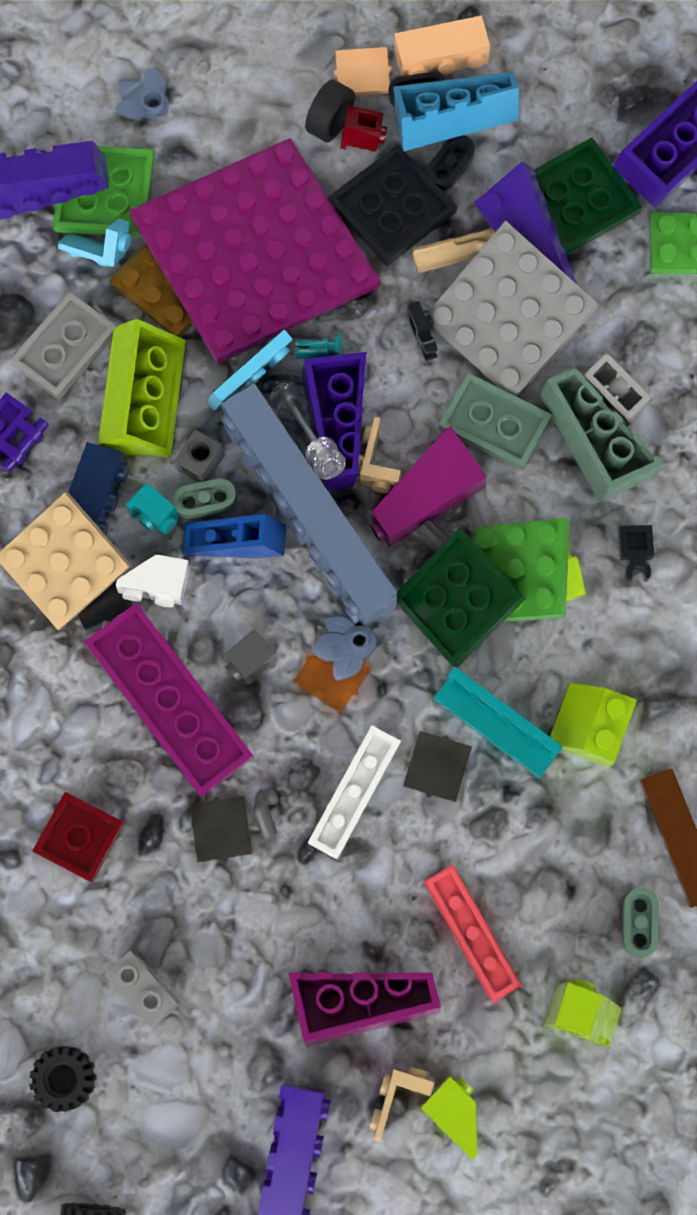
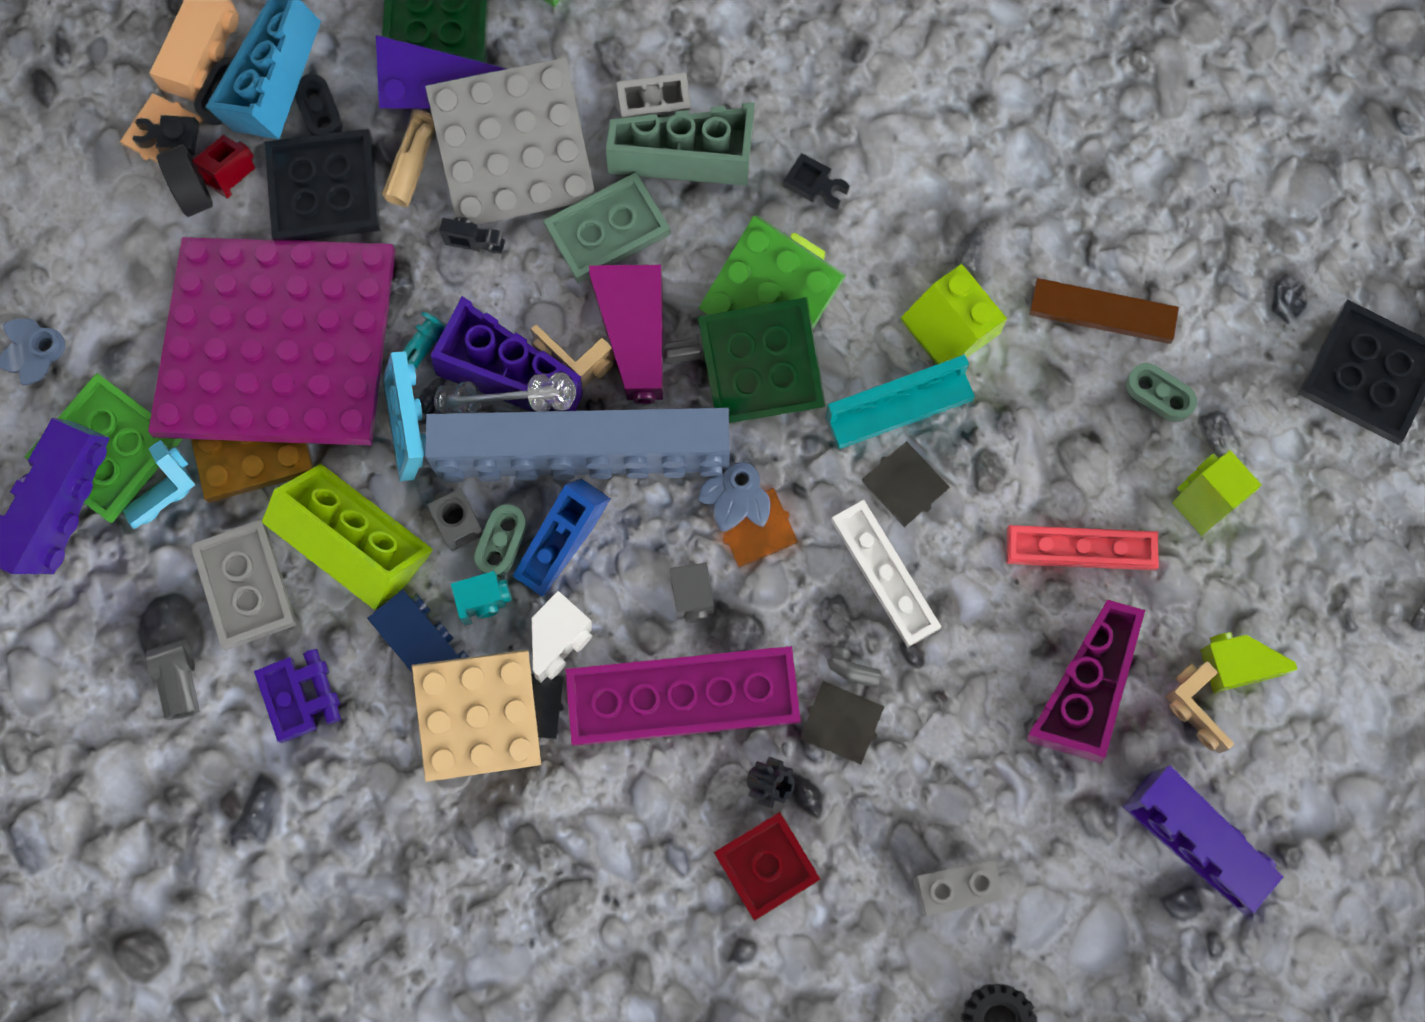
camera: 60 degrees left, 0 degrees up
(140, 801) = (770, 782): none -> black gear
(361, 78) = (168, 133): none -> black plate

